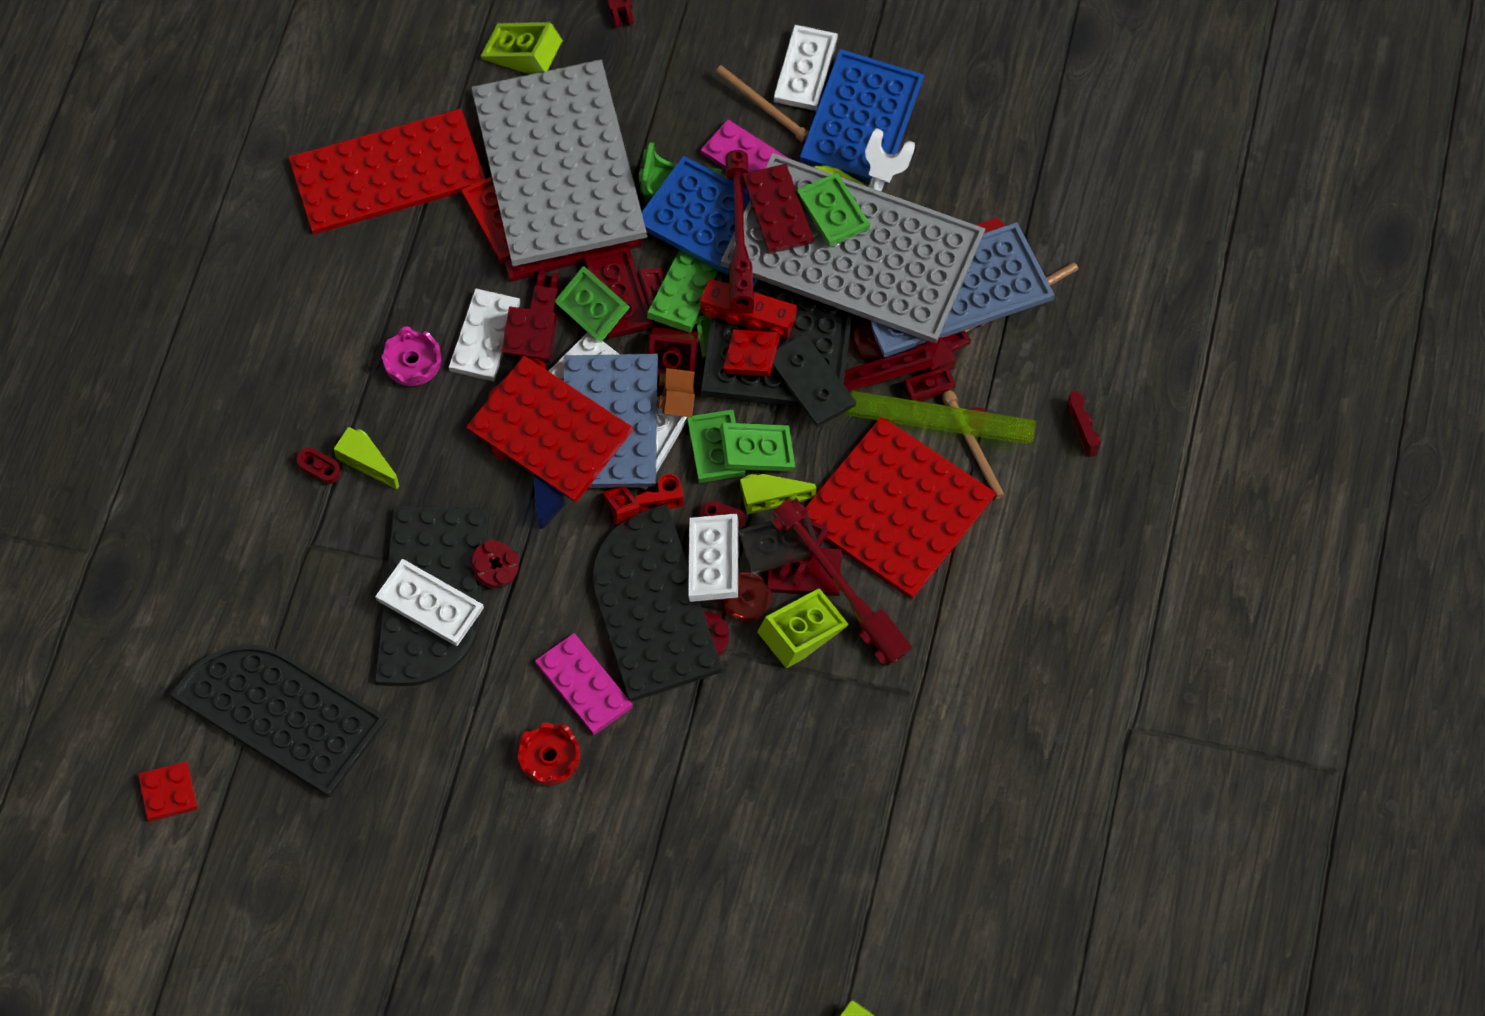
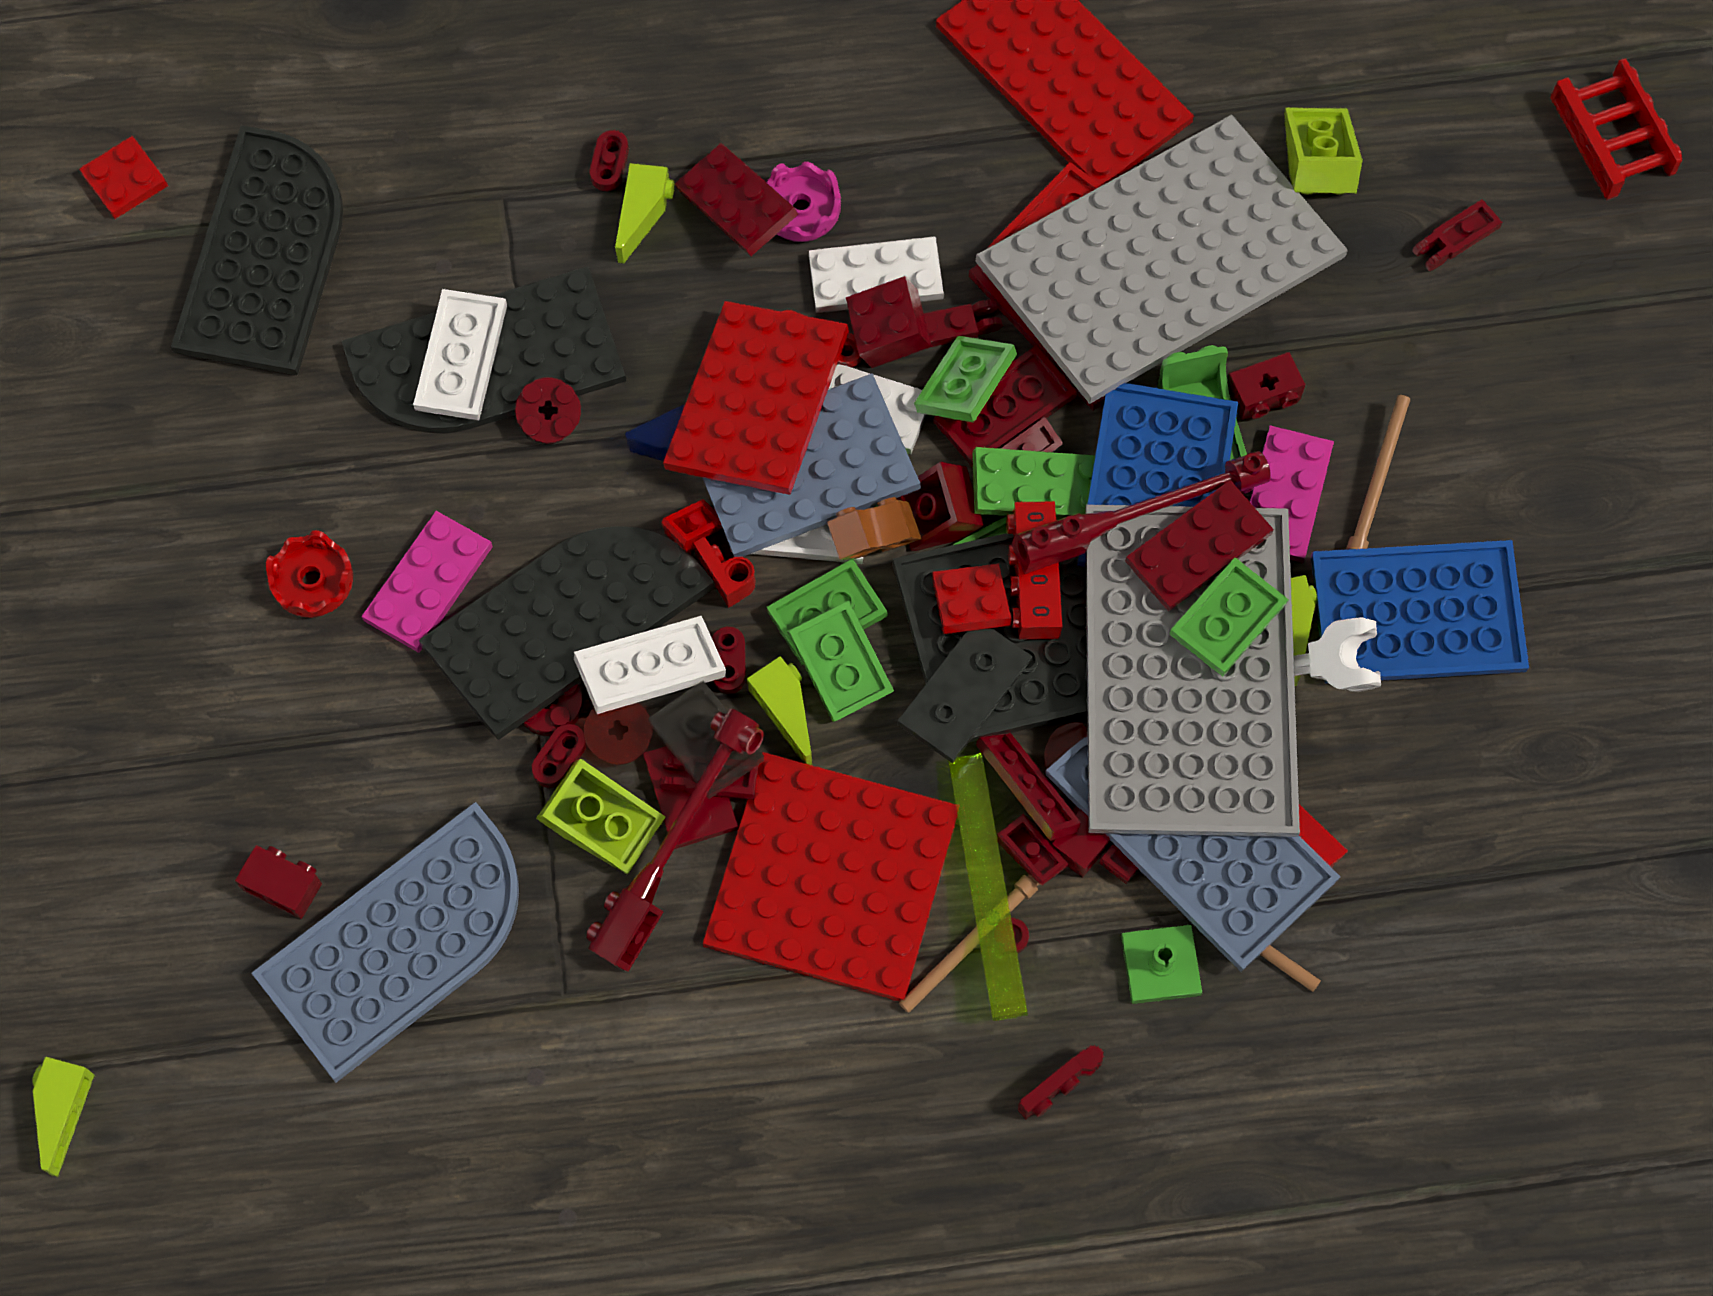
camera: 70 degrees right, 5 degrees up
(393, 393) = (736, 199): none -> dark red plate
(674, 137) = (1266, 386): none -> dark red brick
(748, 641) = (557, 756): none -> dark red plate
(765, 841) = (279, 880): none -> dark red brick
(805, 67) = (1466, 509): white plate -> none
(839, 781) = (398, 944): none -> sand blue plate
(1028, 343) = (1161, 964): none -> bright green tile

